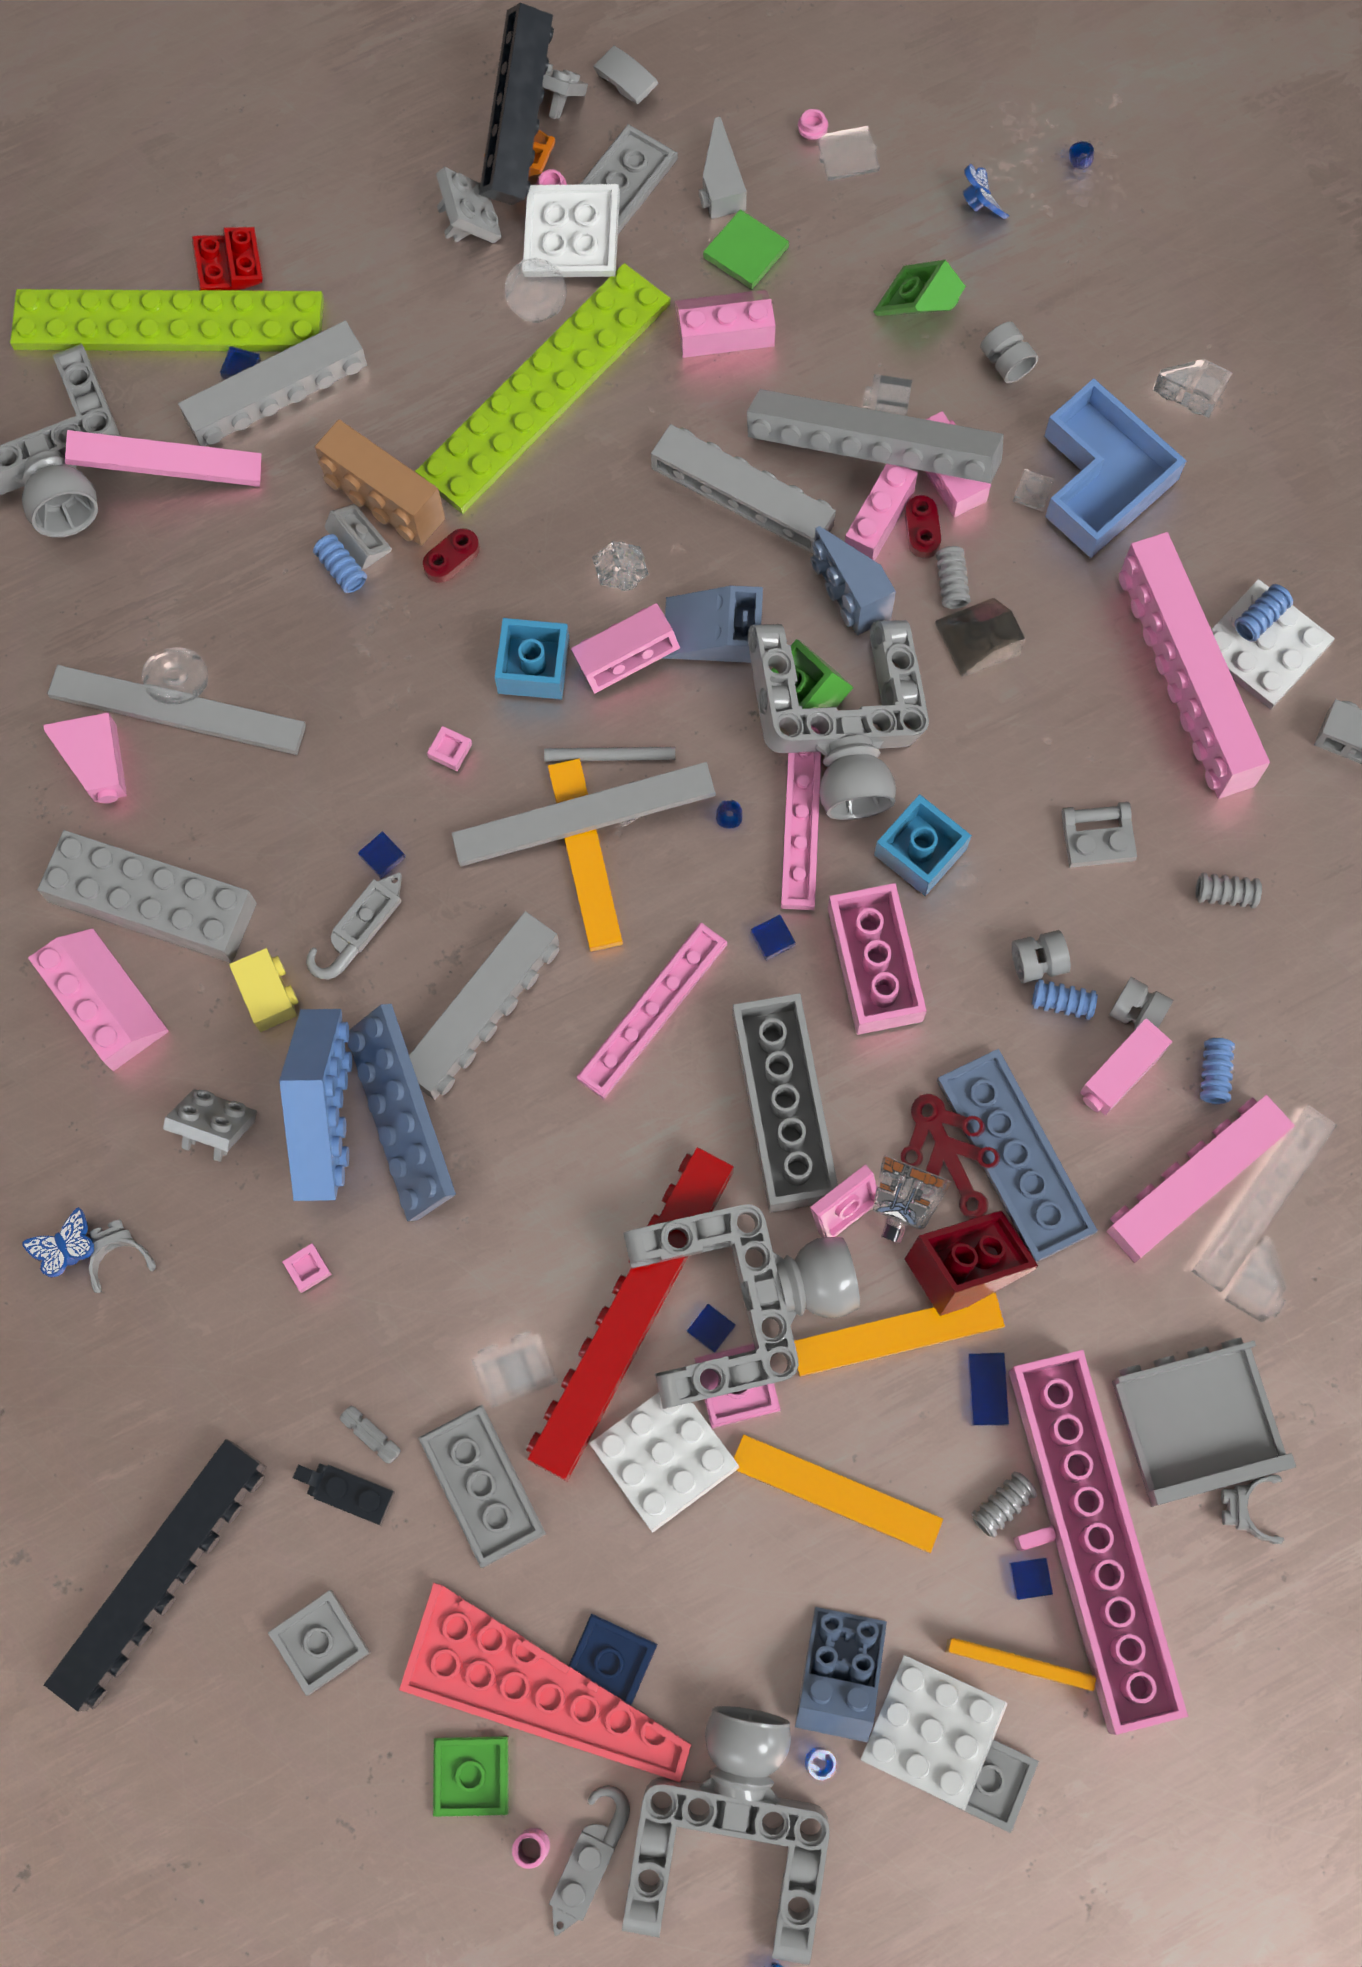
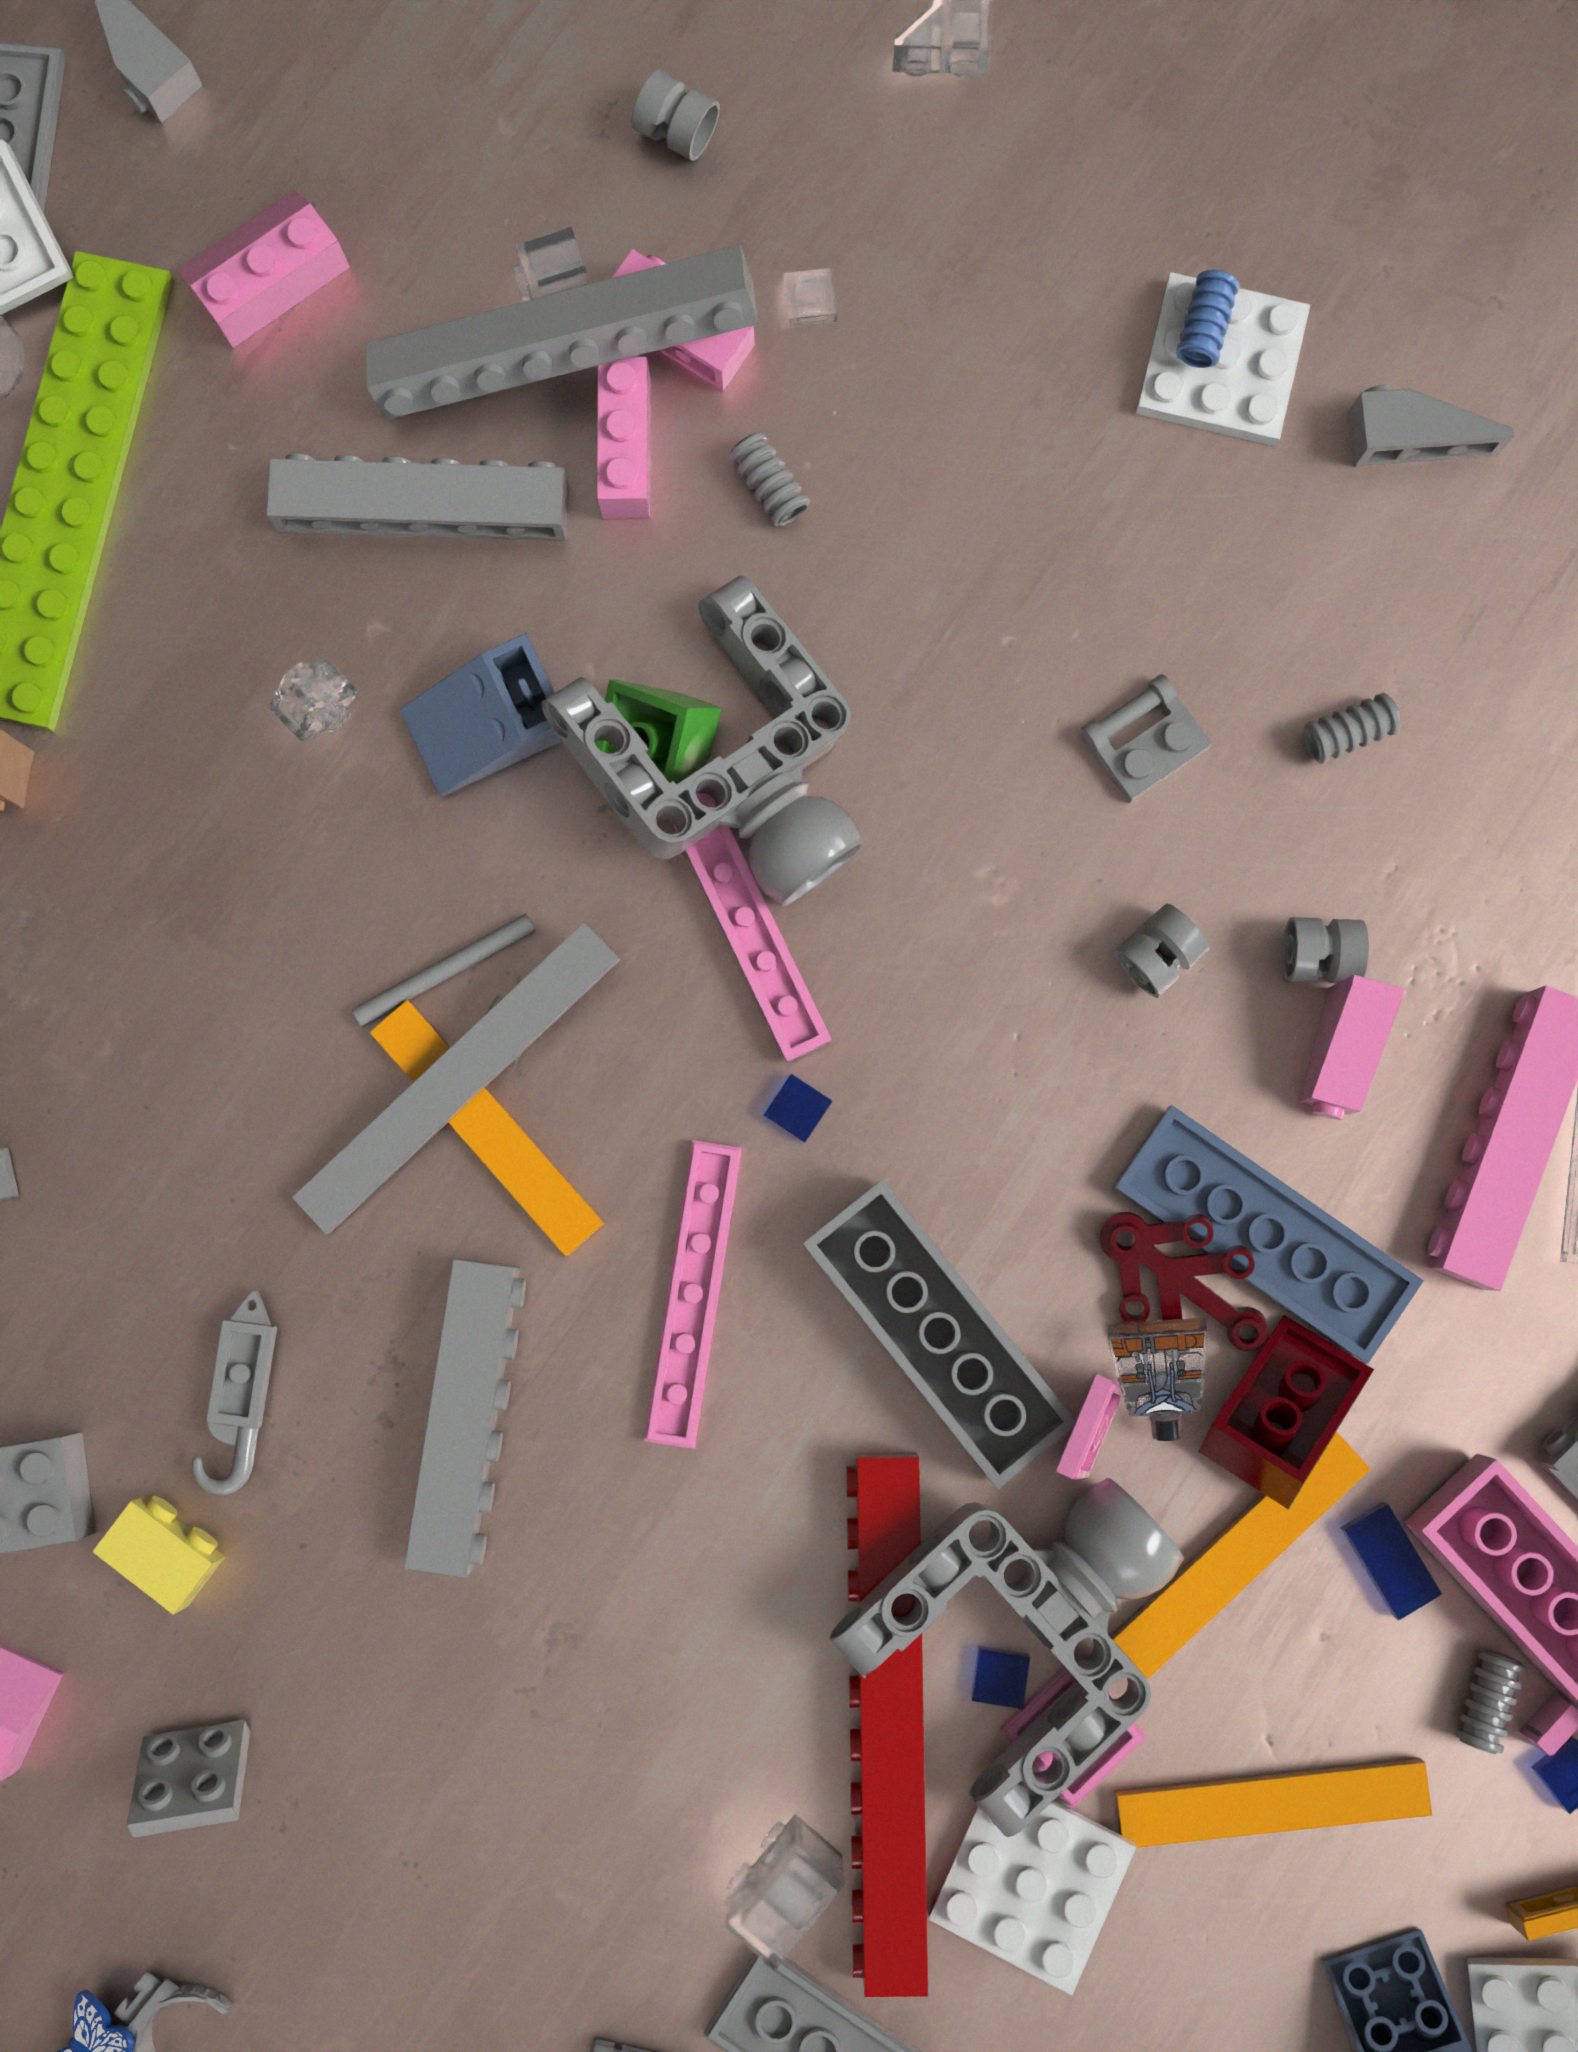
camera: 30 degrees left, 10 degrees up
(306, 1268) = (432, 1896): bright pink plate -> none
(311, 1101) = (311, 1693): medium blue piece -> none
(381, 855) = (214, 1276): clear blue tile -> none
(400, 1113) = (439, 1627): sand blue plate -> none
(449, 748) = (223, 1079): bright pink plate -> none
(453, 555) = (75, 801): dark red plate -> none
(532, 658) = (265, 896): dark azure brick -> none
(625, 648) = (383, 814): bright pink brick -> none
(729, 821) = (653, 978): clear blue hinge -> none
(746, 249) = (234, 144): bright green tile -> none
(853, 581) = (641, 557): sand blue slope -> none
(876, 959) = (952, 1070): bright pink brick -> none
(922, 290) = (508, 83): bright green slope -> none
(922, 524) = (689, 423): dark red plate -> none
(922, 845) = (930, 880): dark azure brick -> none
(981, 636) = (848, 541): clear smoke slope -> none
(1064, 999) = (1220, 990): medium blue piece -> none
(1120, 463) = (910, 199): medium blue piece -> none
(1193, 666) = (1152, 440): bright pink brick -> none
(1217, 1070) = (1462, 981): medium blue piece -> none

